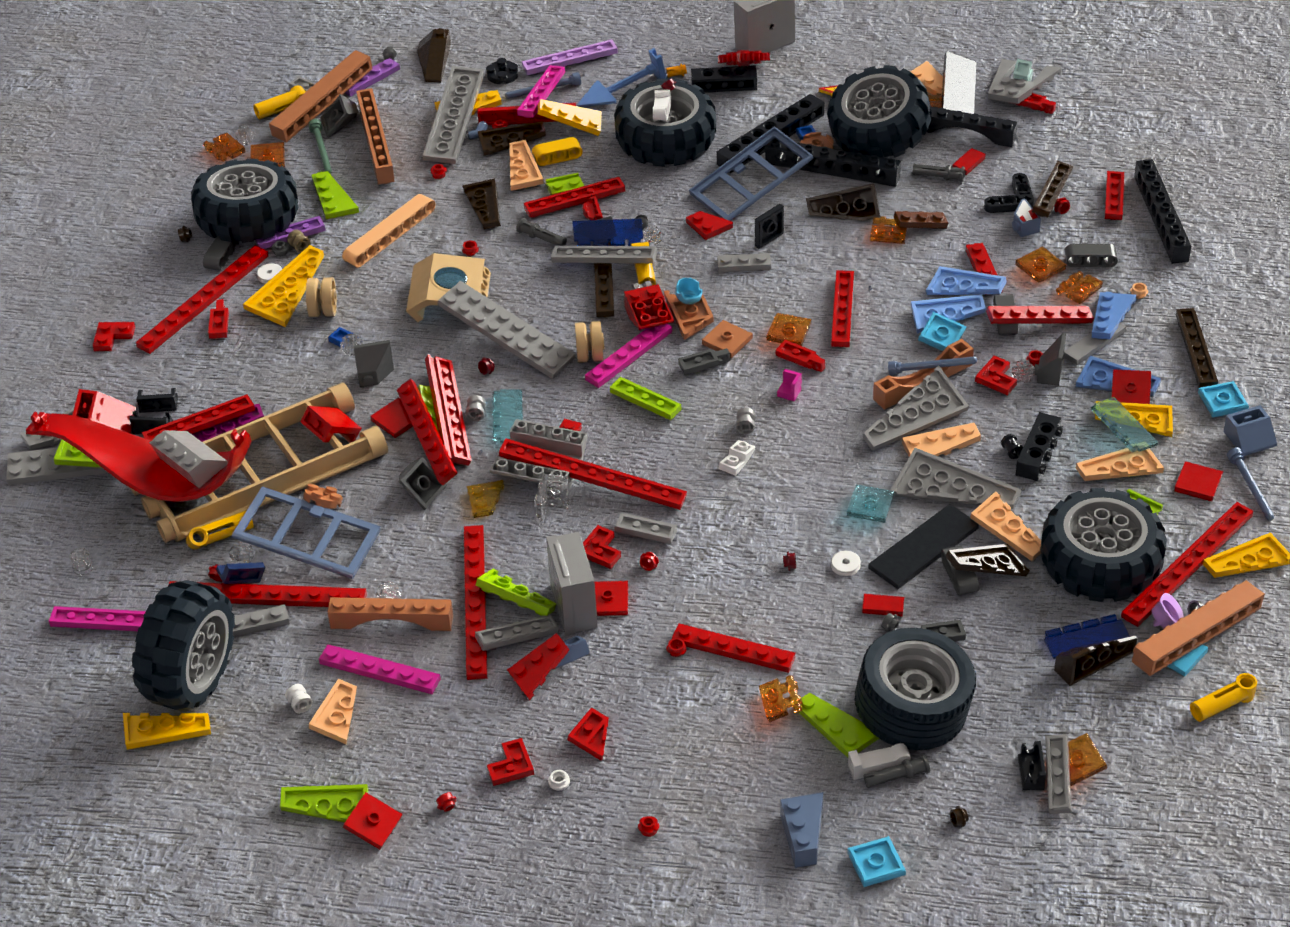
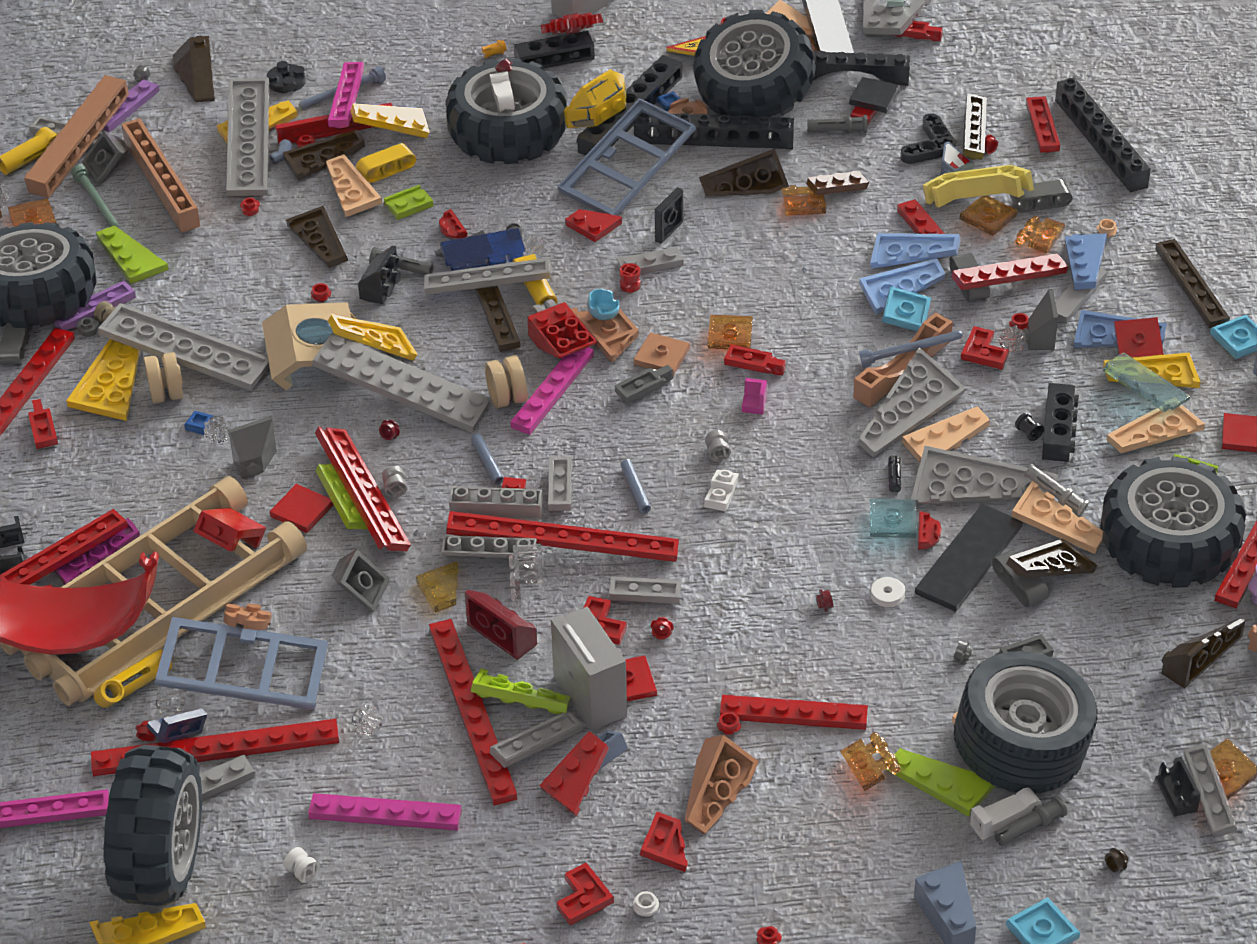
camera: 15 degrees left, 0 degrees up
(188, 456) = (75, 595): light grey slope -> none
(267, 272) = (82, 358): white piece -> none
(335, 712) = (351, 873): light nougat wing -> none
(348, 275) = (191, 347): none -> light grey plate
(388, 230) = (217, 283): light nougat beam -> none
(426, 432) = (348, 519): red plate -> none
(429, 613) = (330, 749): nougat arch -> none
(497, 288) = (376, 335): none -> yellow wing
(506, 409) = (432, 482): clear light blue windscreen -> none
(518, 535) = (499, 624): none -> dark red slope
(519, 243) = (380, 277): none -> black slope
(556, 401) = (487, 459): none -> sand blue piece
(570, 57) = (362, 49): lavender plate -> none
(574, 197) = (424, 214): red plate -> none
(600, 95) = (415, 90): medium blue piece -> none
(607, 431) = (560, 483): none -> light grey plate
(645, 398) = (591, 438): lime plate -> none
(650, 691) = (717, 779): none -> nougat wedge
(668, 443) = (635, 486): none -> sand blue piece
(721, 273) = (629, 277): none -> red wheel
(740, 123) = (597, 101): none -> yellow wedge
(842, 309) = (783, 299): red plate -> none
(883, 604) = (947, 632): red tile -> none
(885, 467) = (894, 473): none -> black axle
(896, 519) = (928, 531): none -> red plate
(977, 151) = (874, 95): none -> black tile
(1020, 508) = (1064, 495): none -> light grey pin
(1037, 237) = (978, 182): none -> light yellow piece
(1091, 633) = (1182, 627): clear blue windscreen -> none

